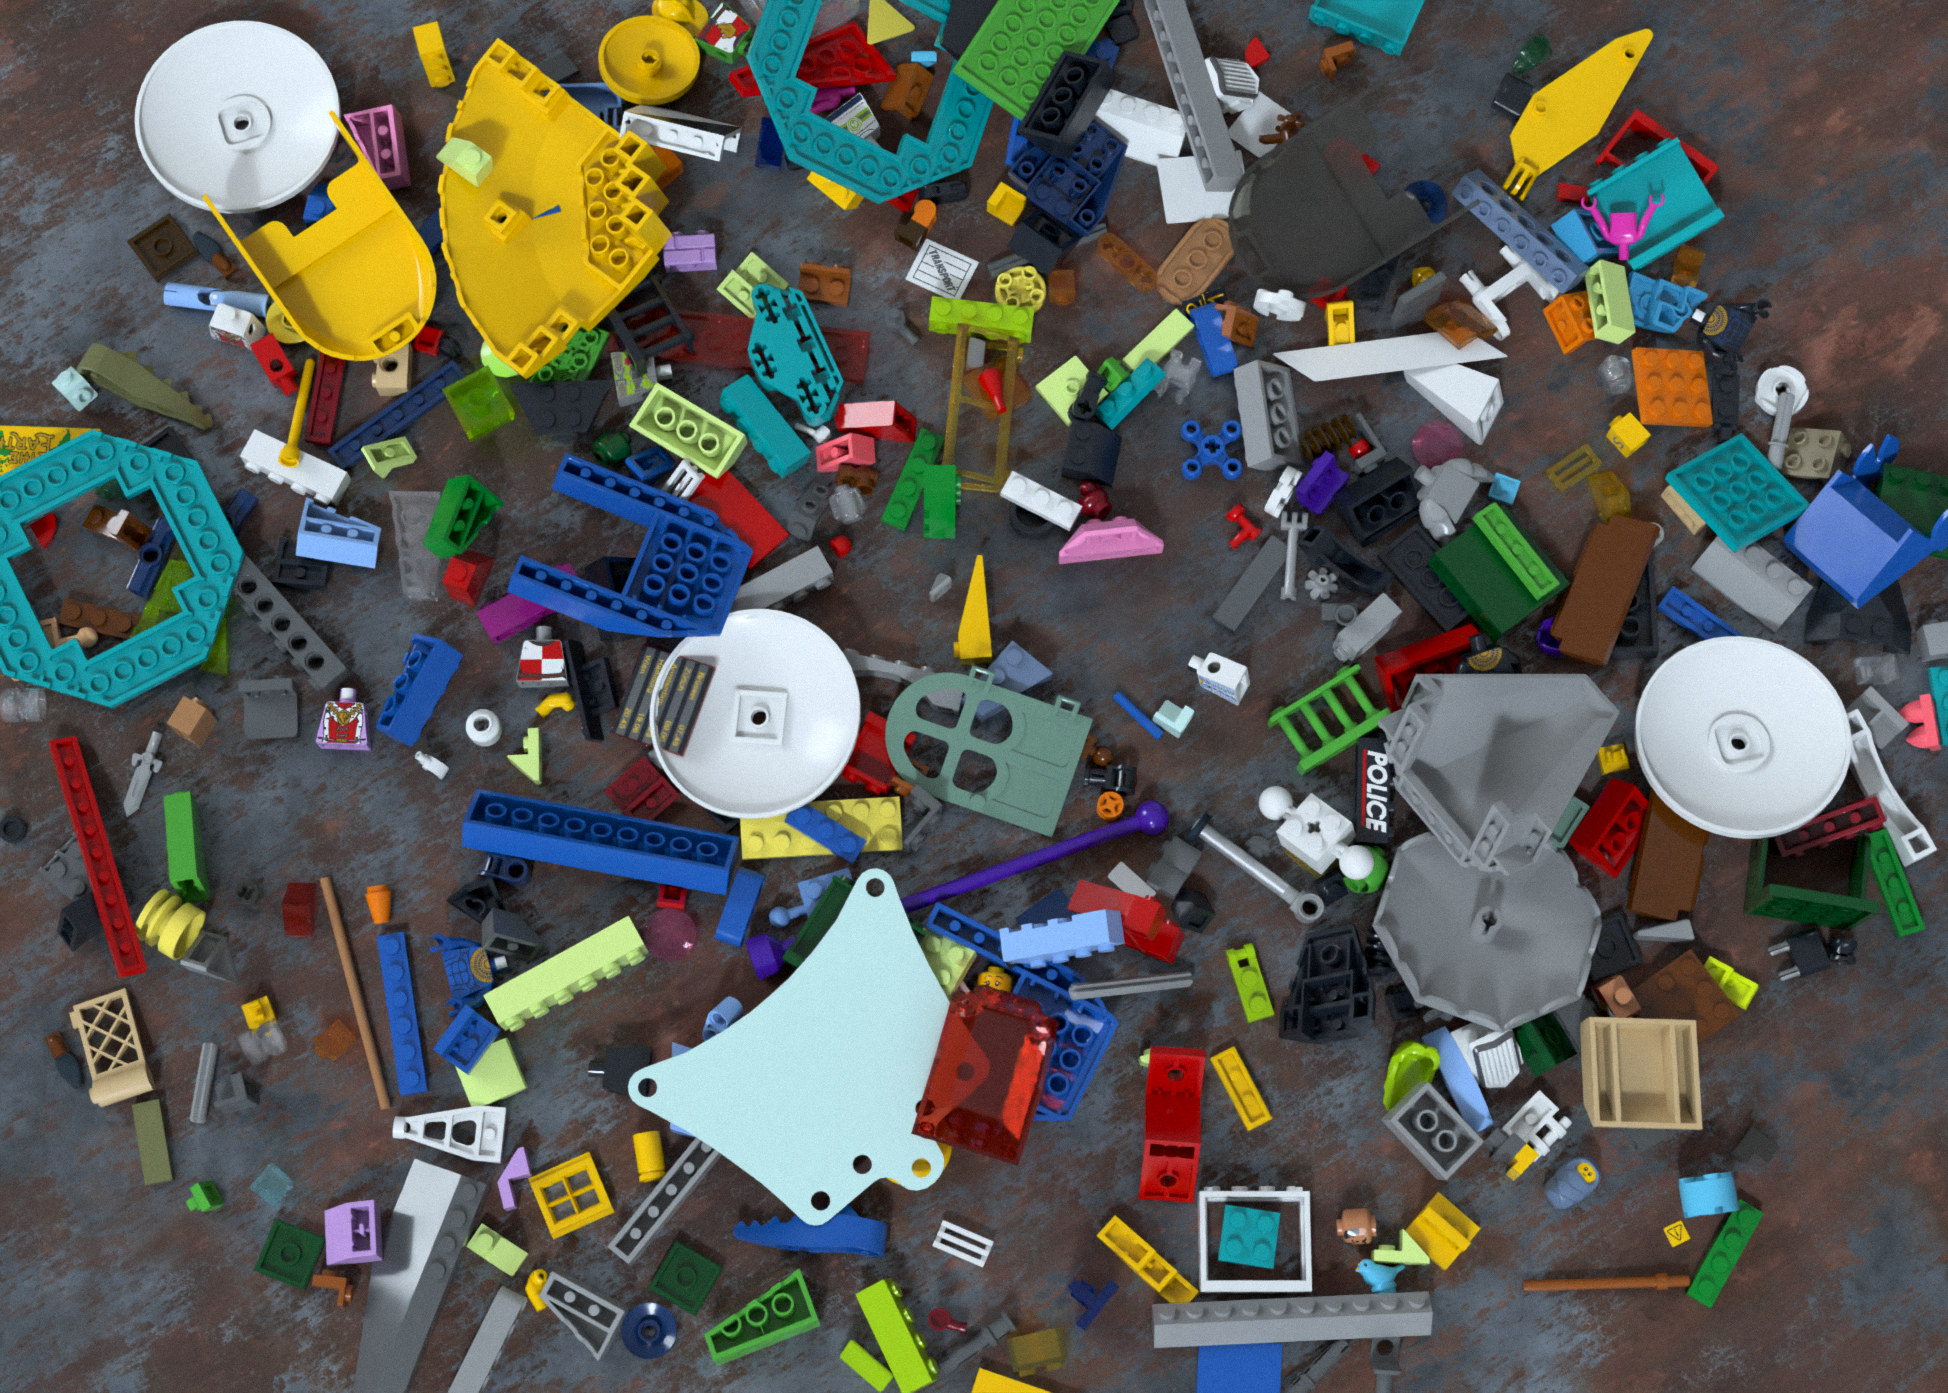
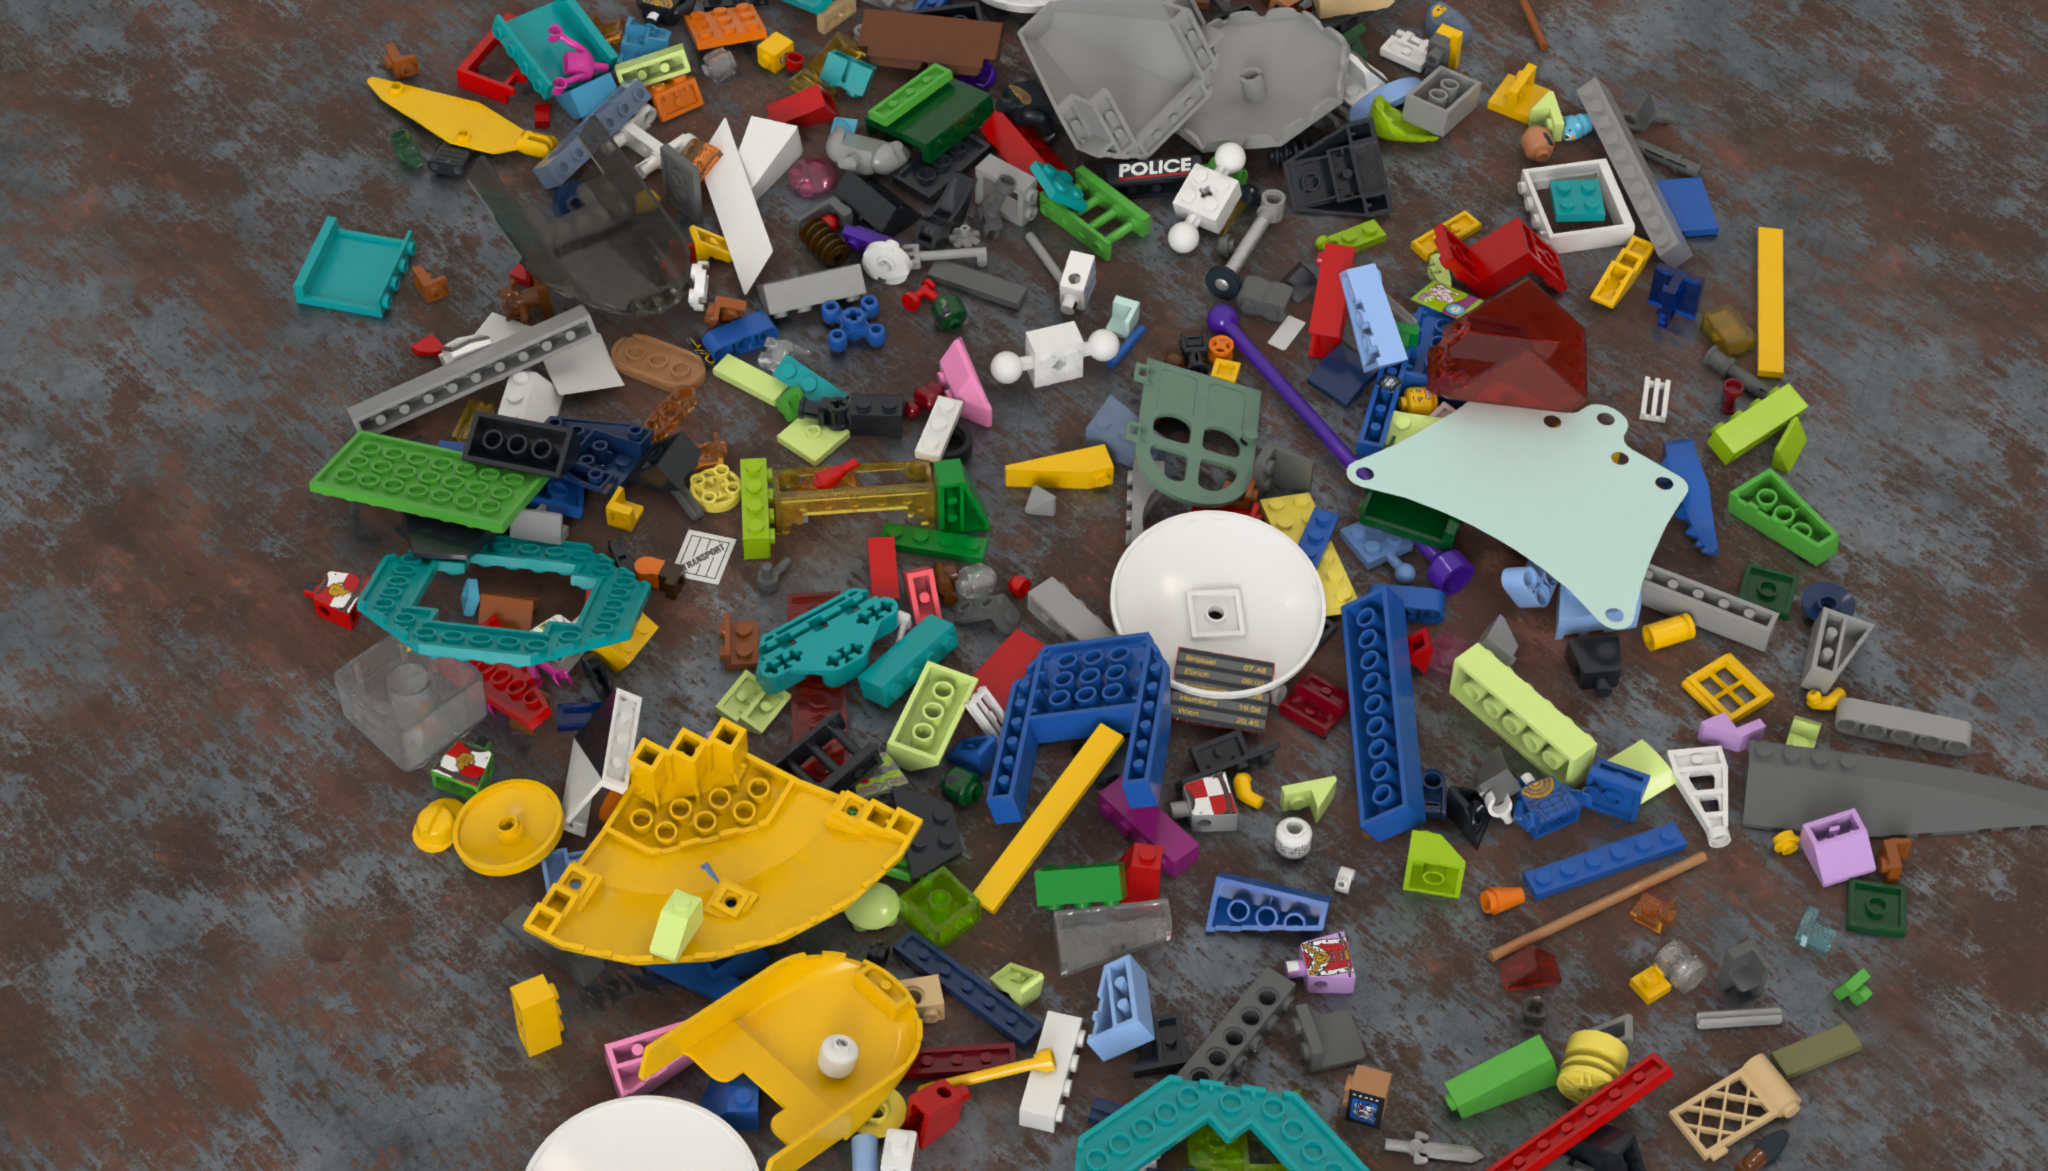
camera: 100 degrees left, 25 degrees down
(330, 294) = (837, 1056): none -> white head
(379, 1190) = (1786, 842): none -> yellow plate
(418, 841) = (1433, 866): none -> lime slope
(474, 925) = (1502, 810): none -> white piece
(549, 512) = (1048, 818): none -> yellow tile
(665, 976) = (1500, 641): none -> light grey slope
(991, 126) = (539, 526): none -> light grey panel
(1061, 981) = (1409, 334): none -> green tile
(1079, 804) = (1226, 370): none -> yellow plate
(1118, 1048) = (1446, 299): none -> sticker
(1122, 632) = (1054, 355): none -> white brick
(1134, 68) = (470, 407): none -> clear yellow tile
(1209, 544) = (949, 311): none -> dark green head
(1280, 659) = (1044, 256): none -> light grey bar
(1351, 678) = (1059, 186): none -> teal plate
(1526, 447) = (804, 108): none -> red slope
(1575, 500) = (847, 72): none -> teal piece
(1613, 458) = (794, 61): none -> red hinge
(1666, 56) = (400, 66): none -> dark orange bracket

